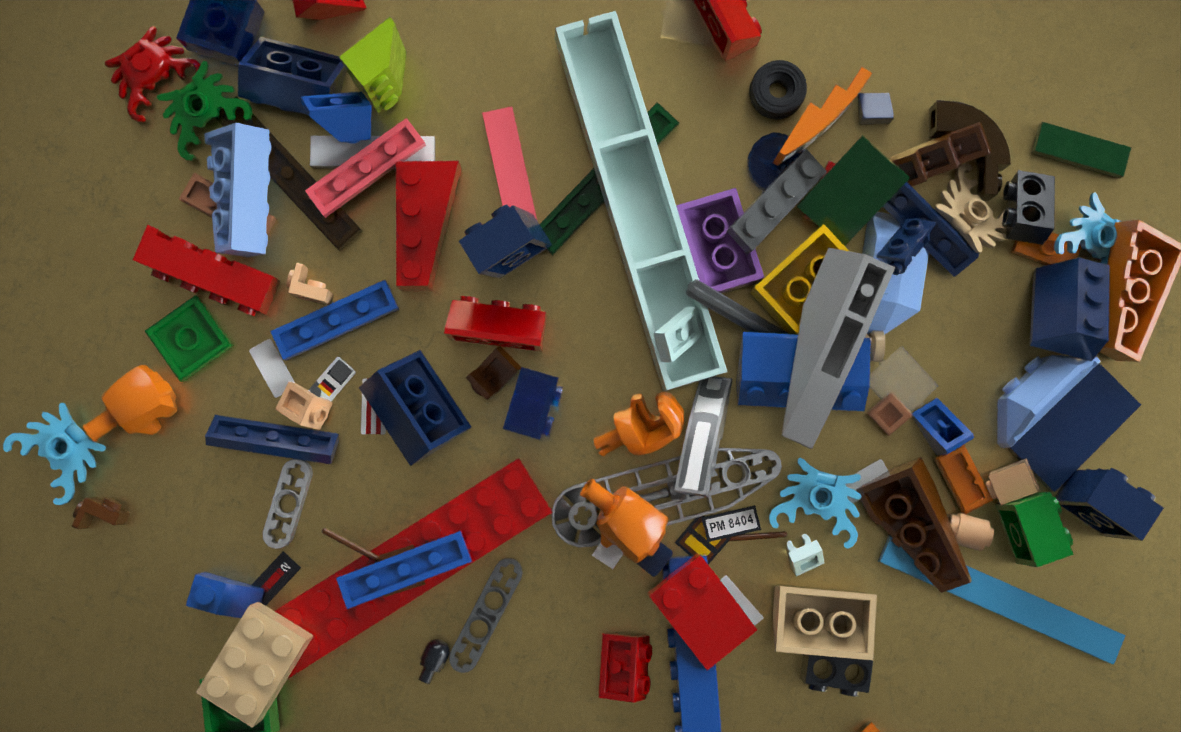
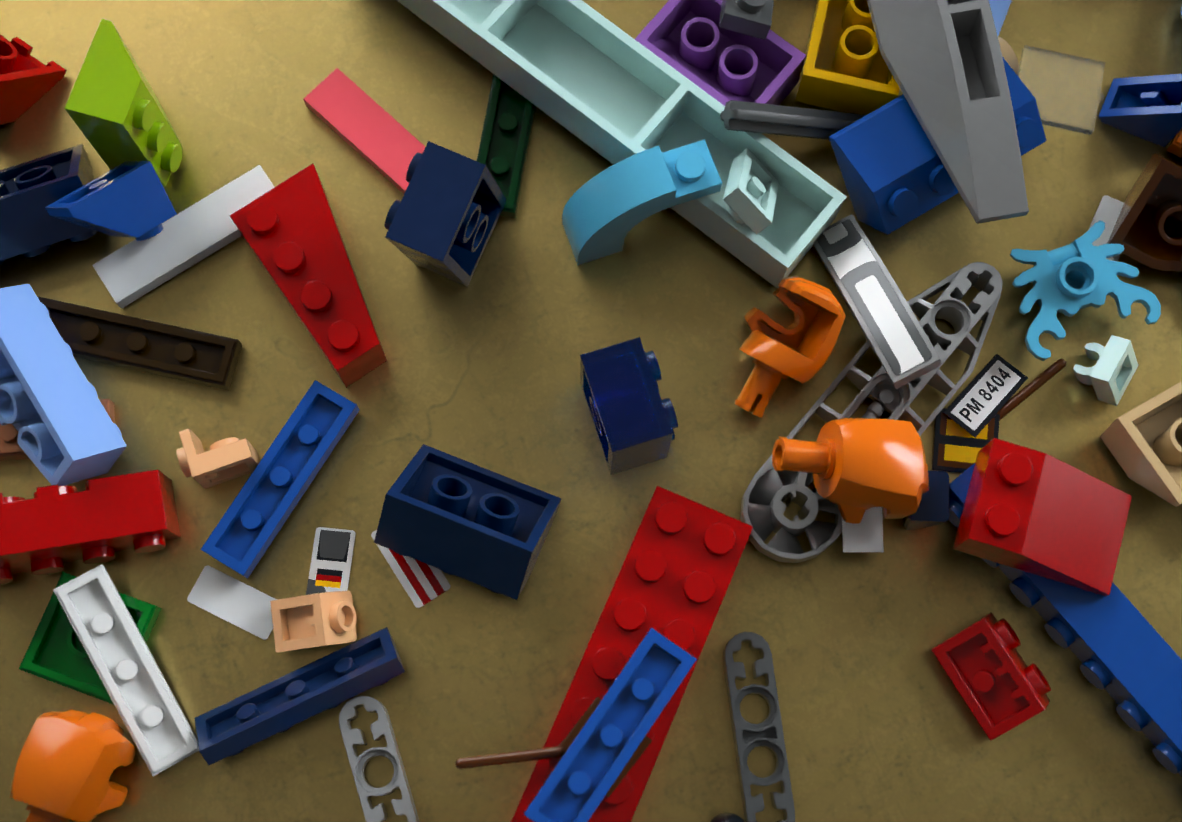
camera: 30 degrees left, 10 degrees down
(196, 368) = (127, 669): none -> white tile
(365, 167) = (192, 255): coral plate -> none
(493, 373) = (544, 405): reddish brown bracket -> none
(496, 324) = (507, 340): red slope -> none
(619, 295) = (633, 190): none -> medium azure arch
(889, 413) = (1074, 130): nougat tile -> none

